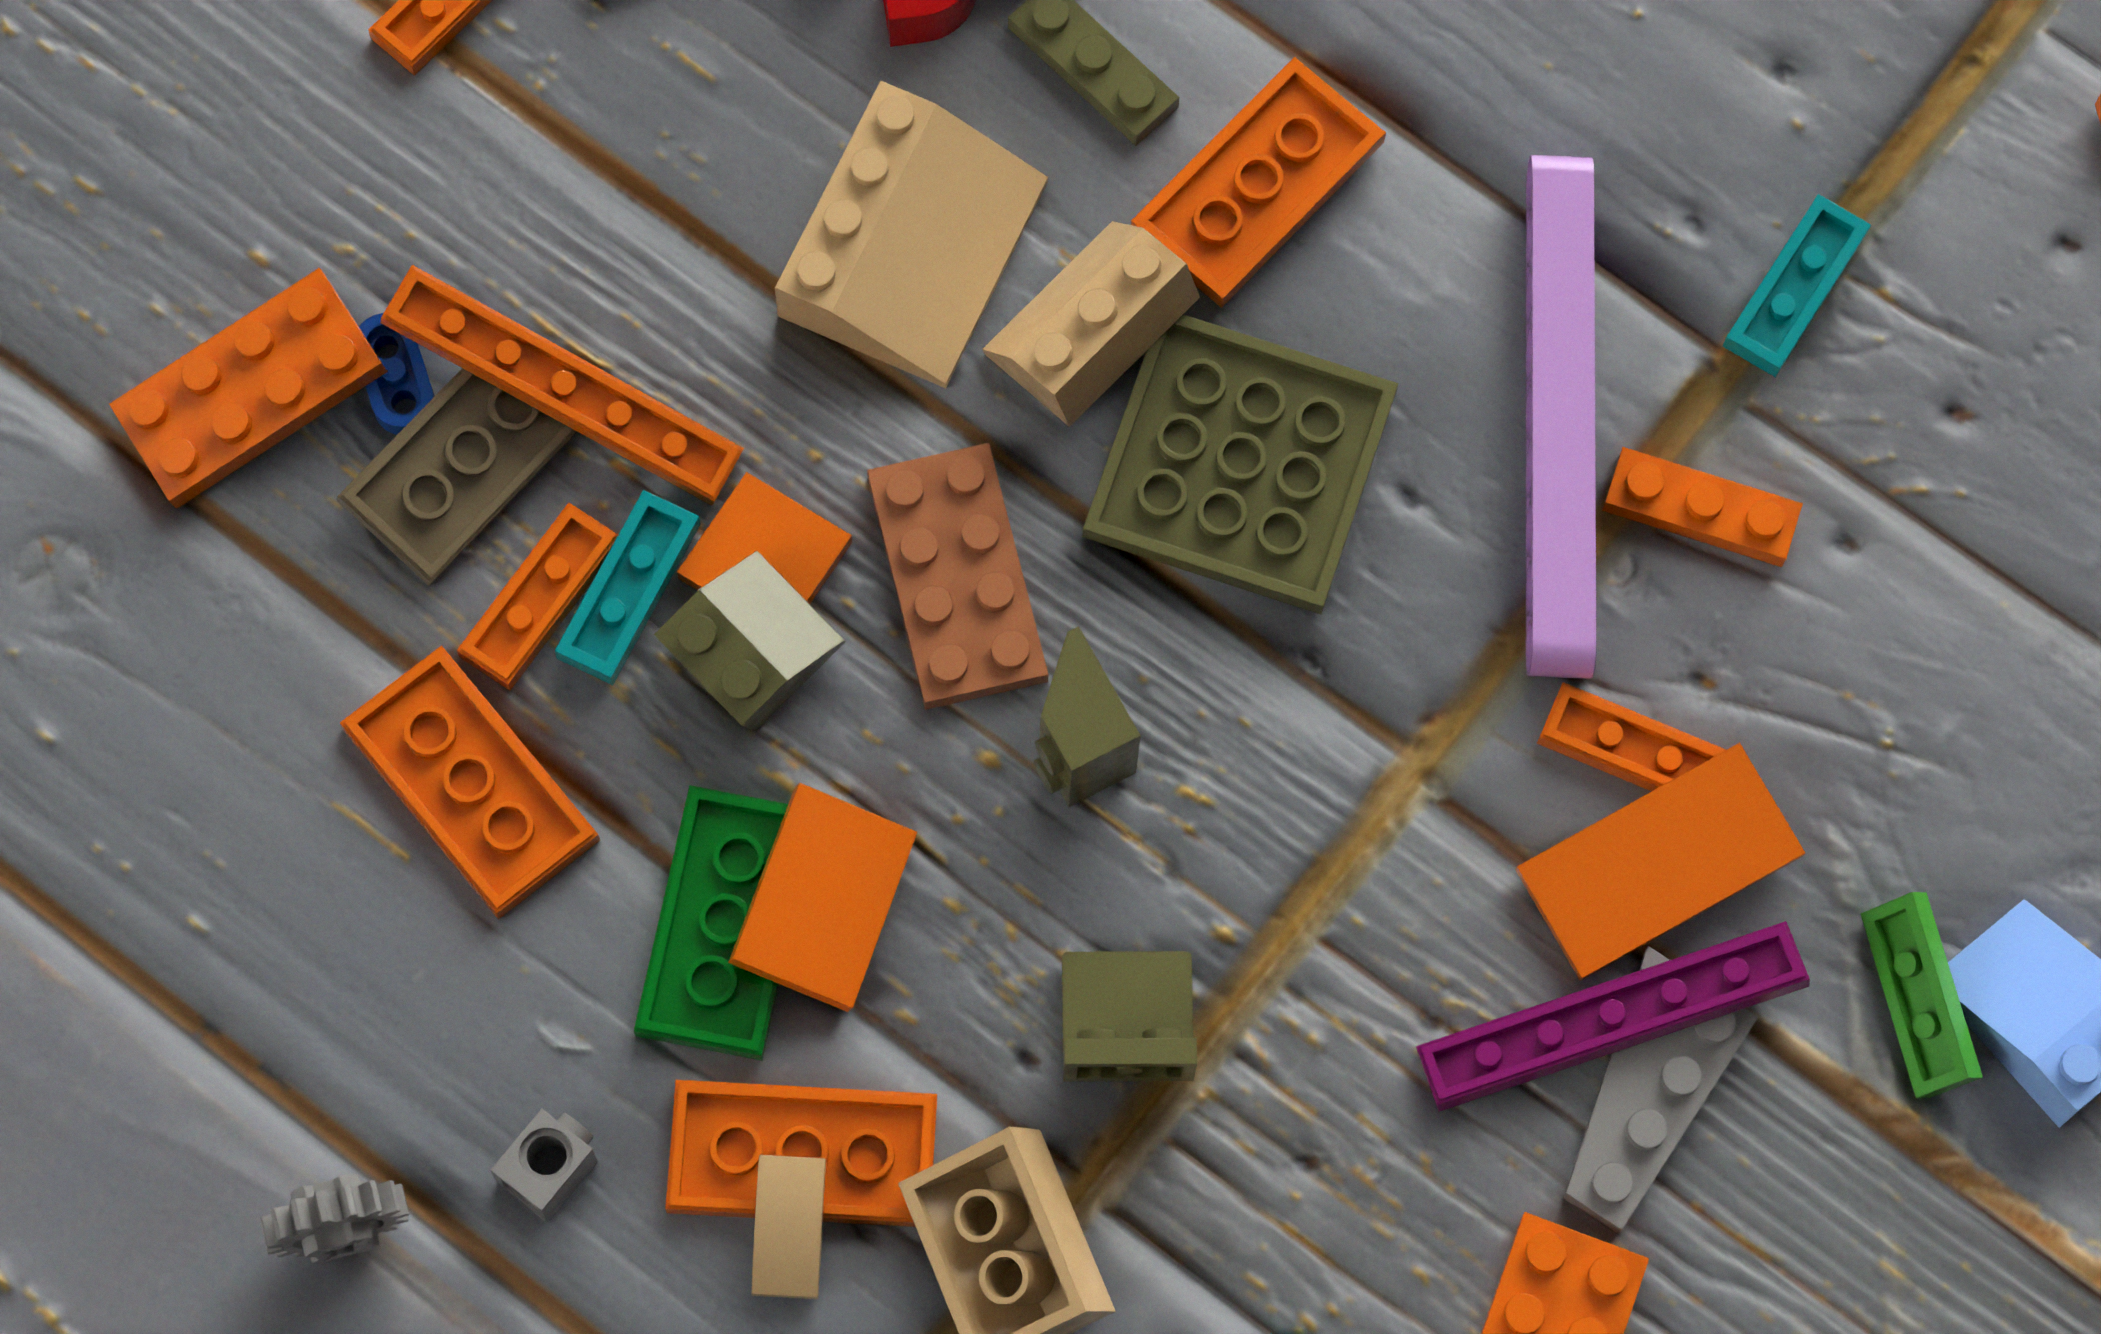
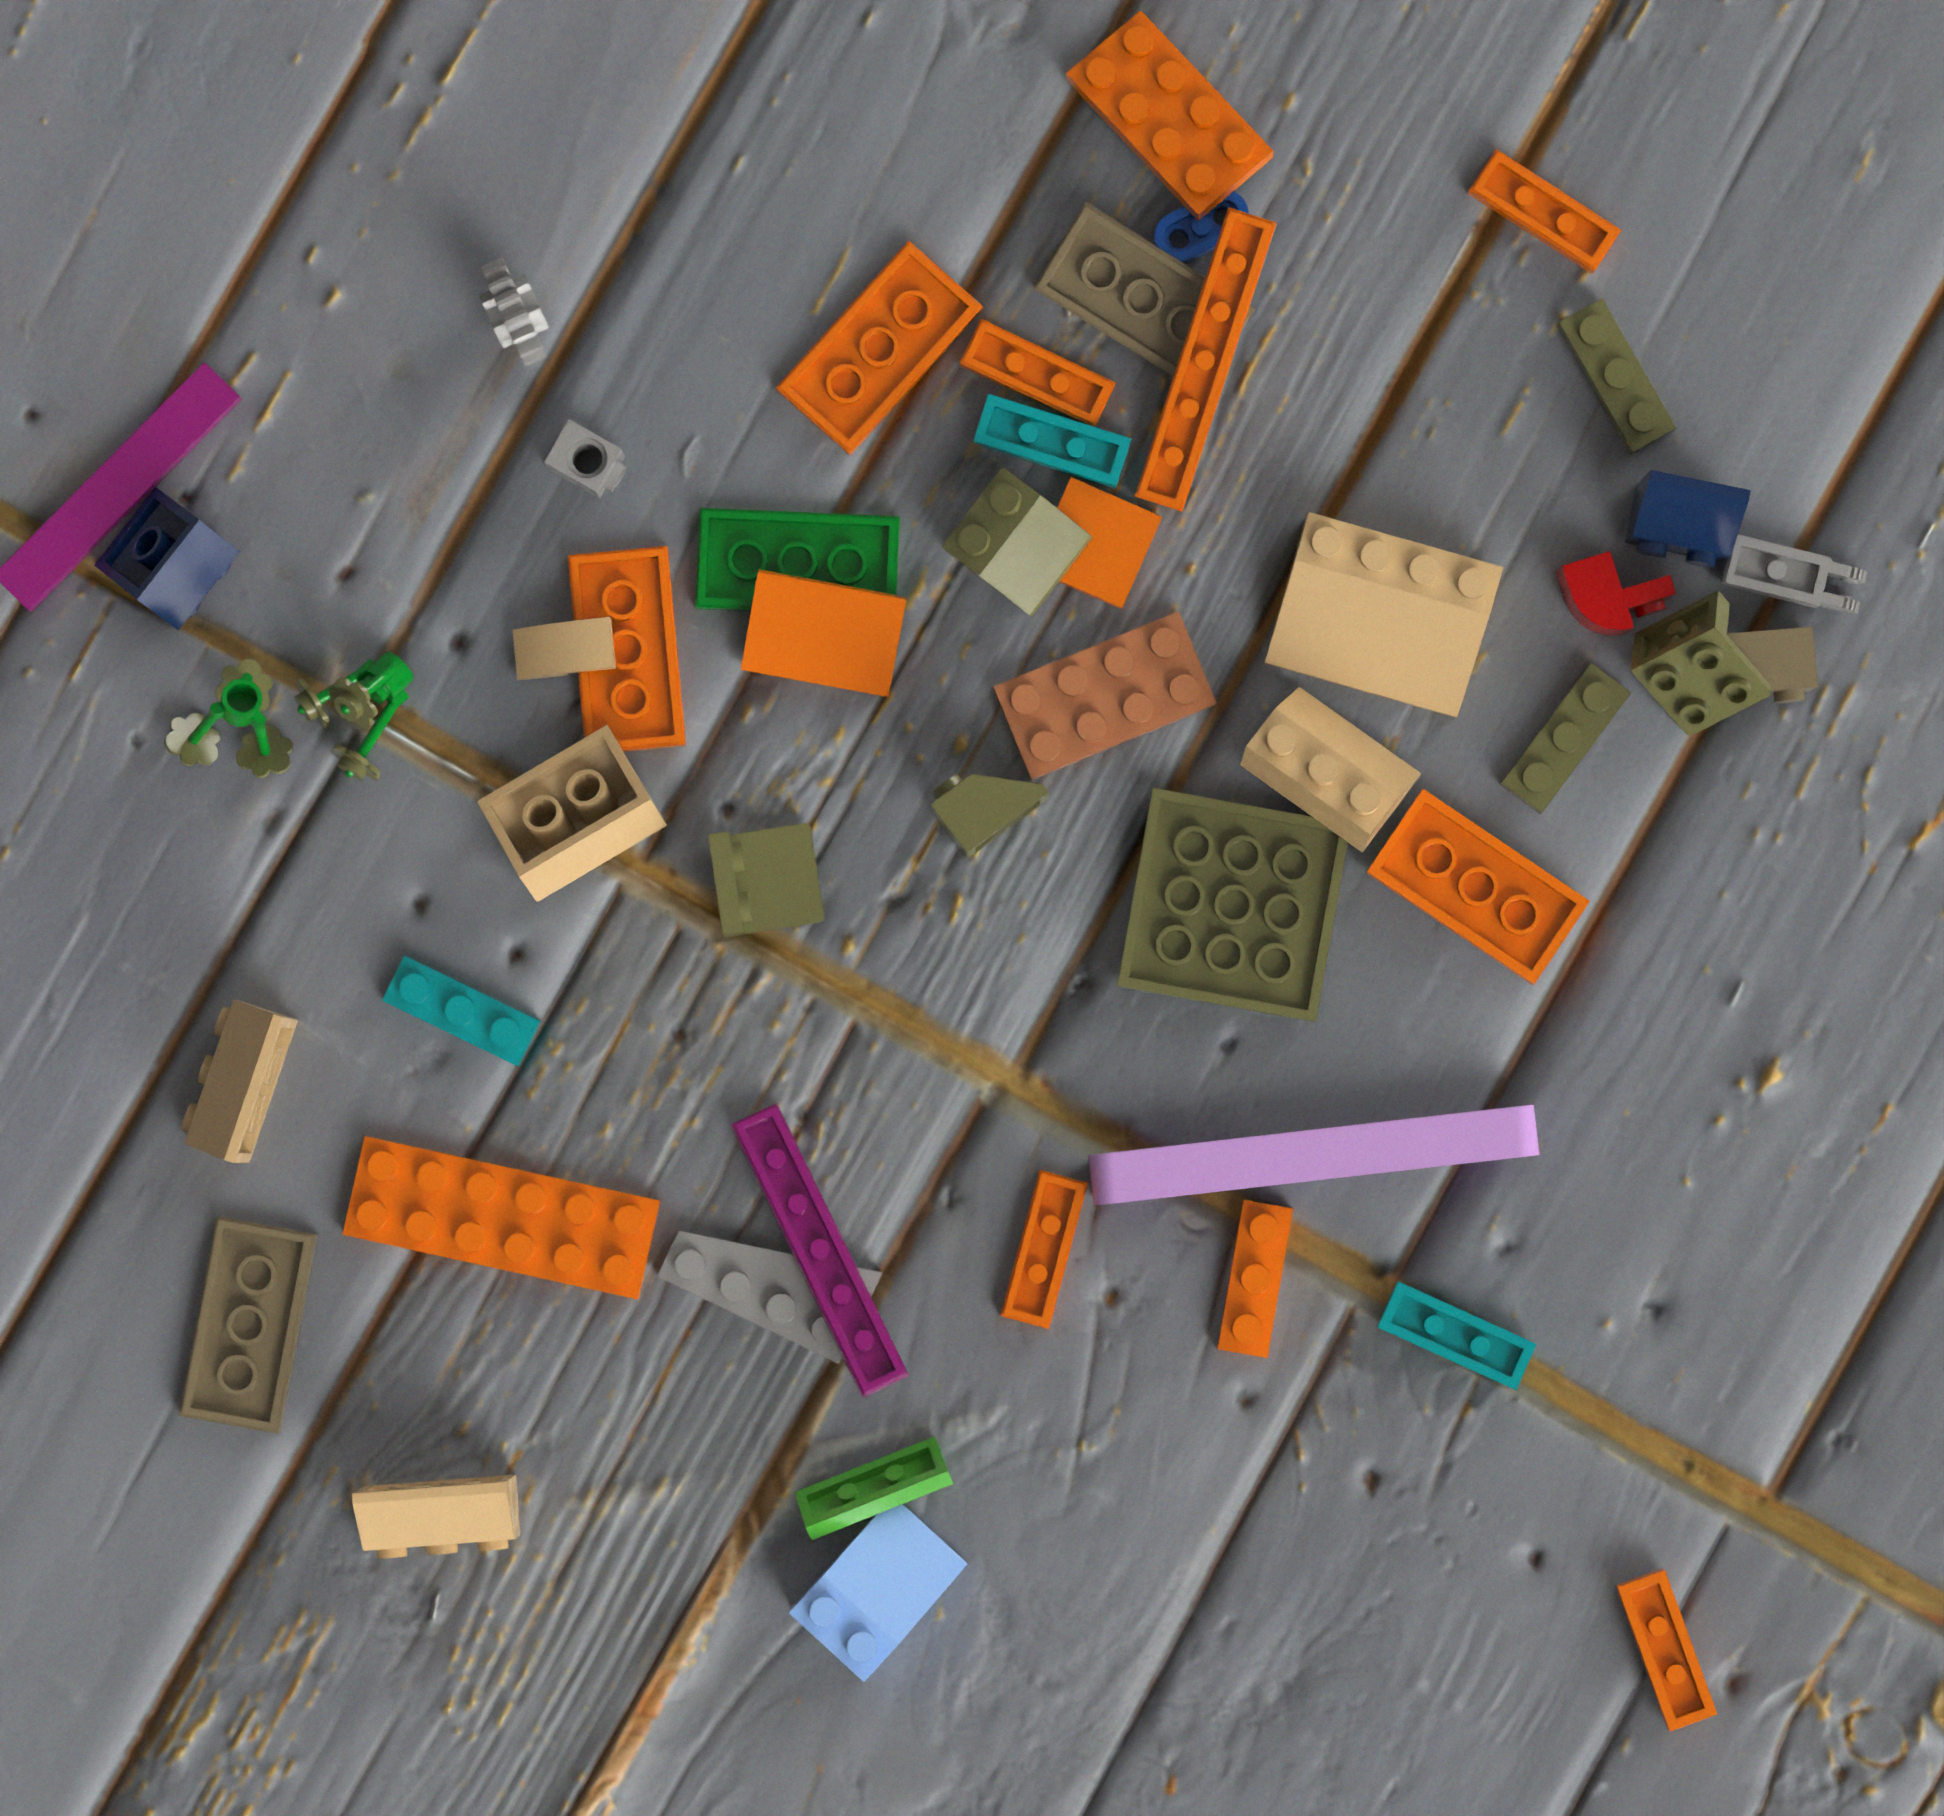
camera: 85 degrees right, 15 degrees up
(1660, 861) = (950, 1274): orange tile -> none

